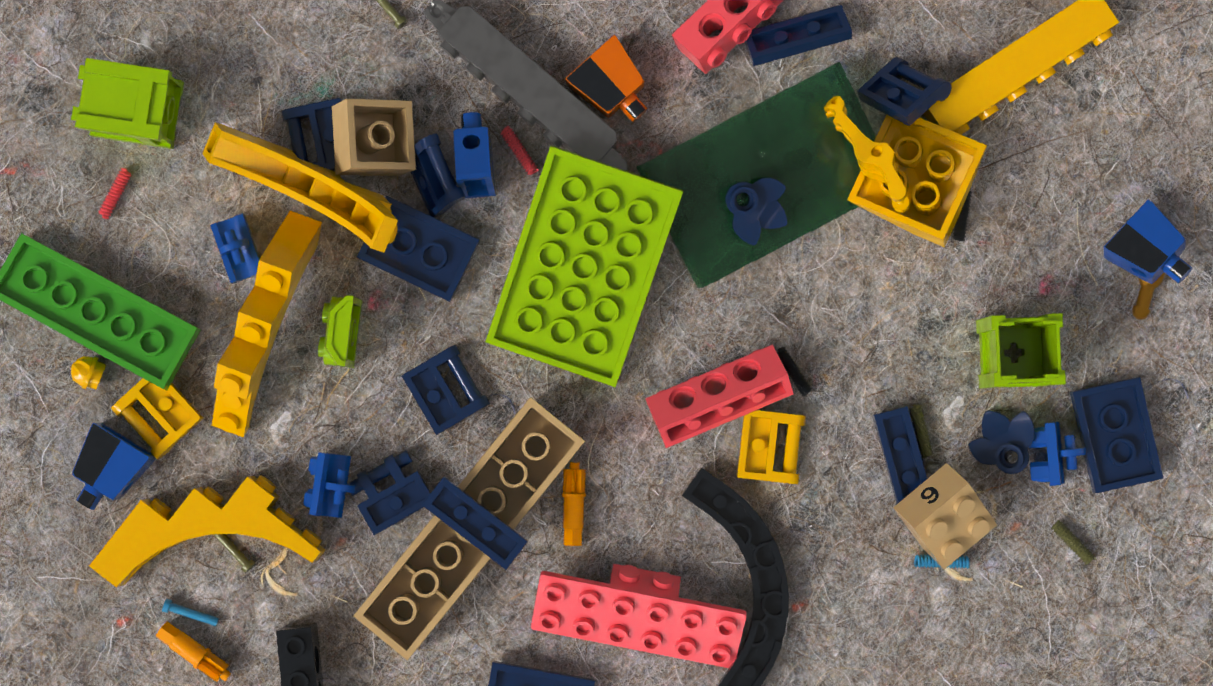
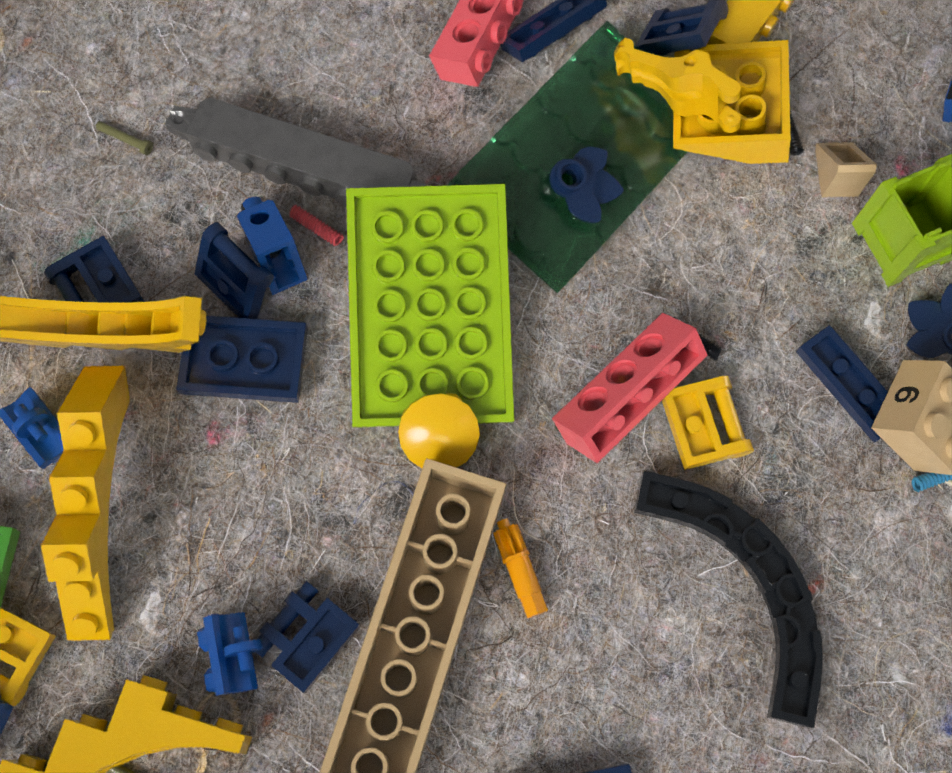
camera: 30 degrees left, 15 degrees down
(342, 330) = (185, 472): lime slope -> none
(373, 137) = (151, 254): tan brick -> none
(435, 395) = (319, 507): dark blue plate -> none
(474, 523) = (417, 621): dark blue plate -> none
(551, 374) = (439, 430): none -> yellow dish
(609, 81) = (384, 121): torso -> none
(638, 613) = (646, 664): coral bracket -> none
(921, 431) = (854, 346): olive piece -> none
(988, 268) = (843, 169): none -> tan slope

